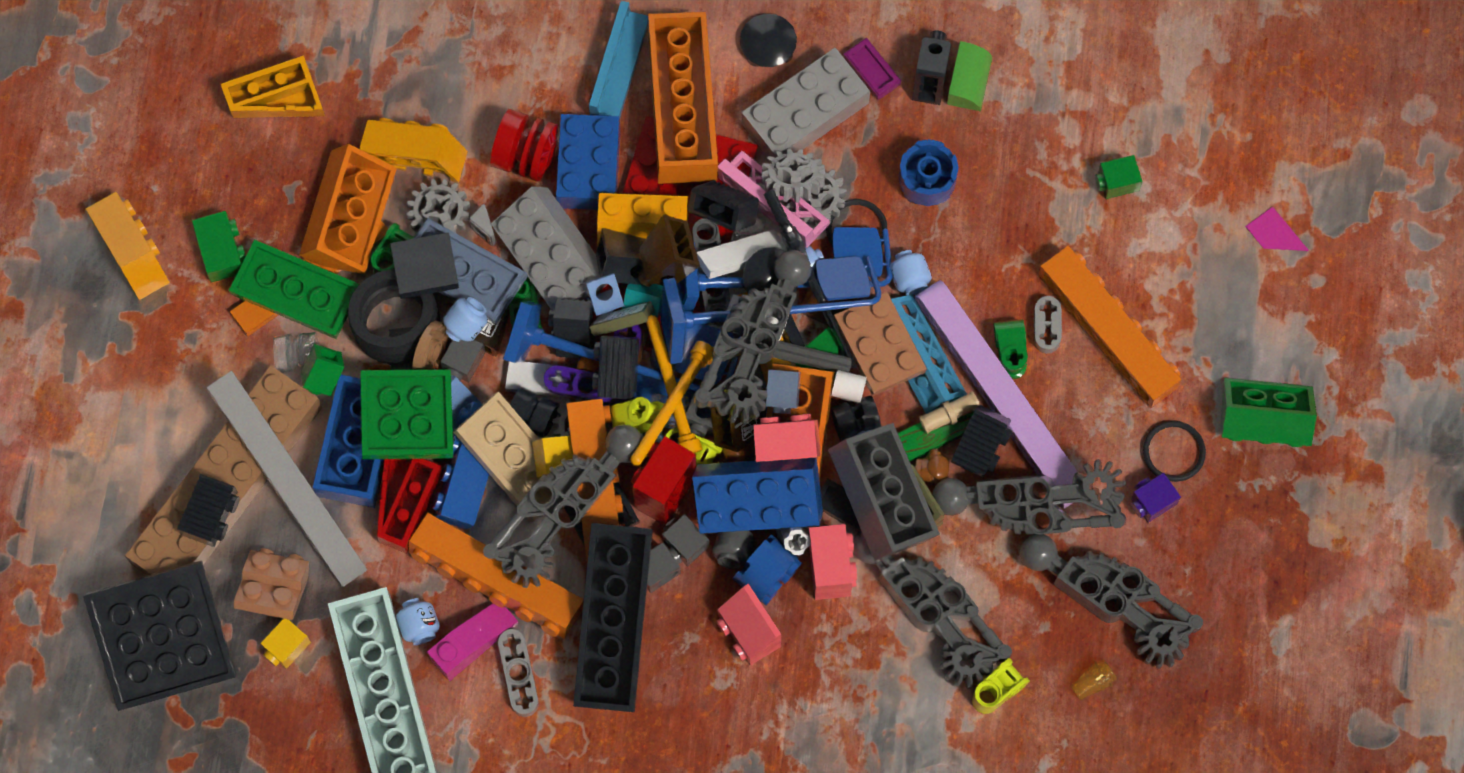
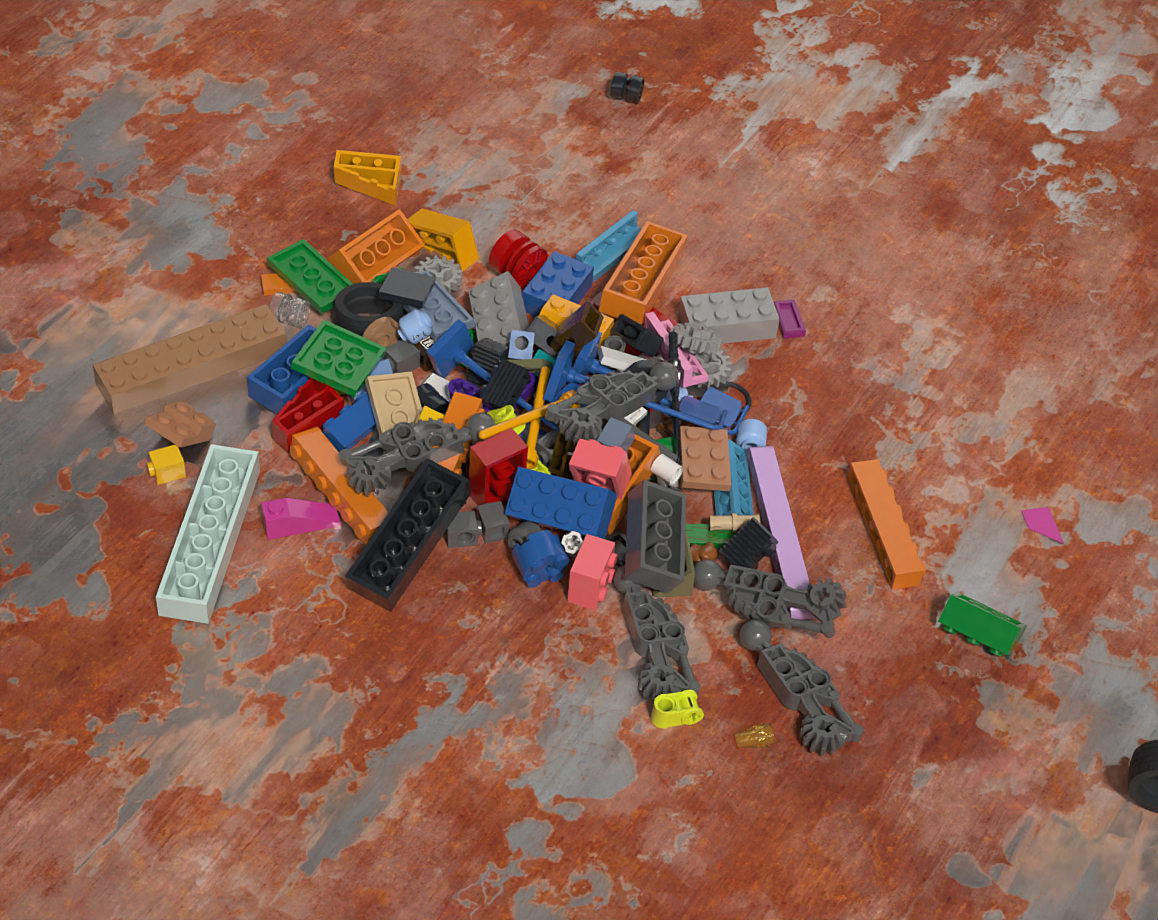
camera: 20 degrees right, 25 degrees down
(128, 245) = (219, 214): light orange wedge -> none
(159, 635) = (82, 418): black plate -> none
(208, 511) = (165, 355): black brick -> none
(218, 245) = (277, 234): green brick -> none
(286, 479) = (232, 366): light grey tile -> none
(322, 370) = (298, 318): green brick -> none
(417, 621) = (267, 487): light blue head -> none
(482, 226) = (462, 293): light grey slope -> none
(505, 652) = (321, 561): light grey beam -> none
(749, 626) = (507, 588): coral slope -> none
(768, 40) = (723, 276): black dish -> none
(931, 63) = (832, 322): black torso -> none
(933, 188) = (796, 383): blue brick -> none
(970, 77) = (856, 346): bright green brick -> none
(1011, 343) = (803, 507): green piece -> none
(1054, 324) = (834, 505): light grey beam -> none
(1119, 177) = (937, 441): green brick -> none
(1154, 497) = (865, 640): dark purple brick -> none
(1155, 430) = (900, 603): black tyre -> none

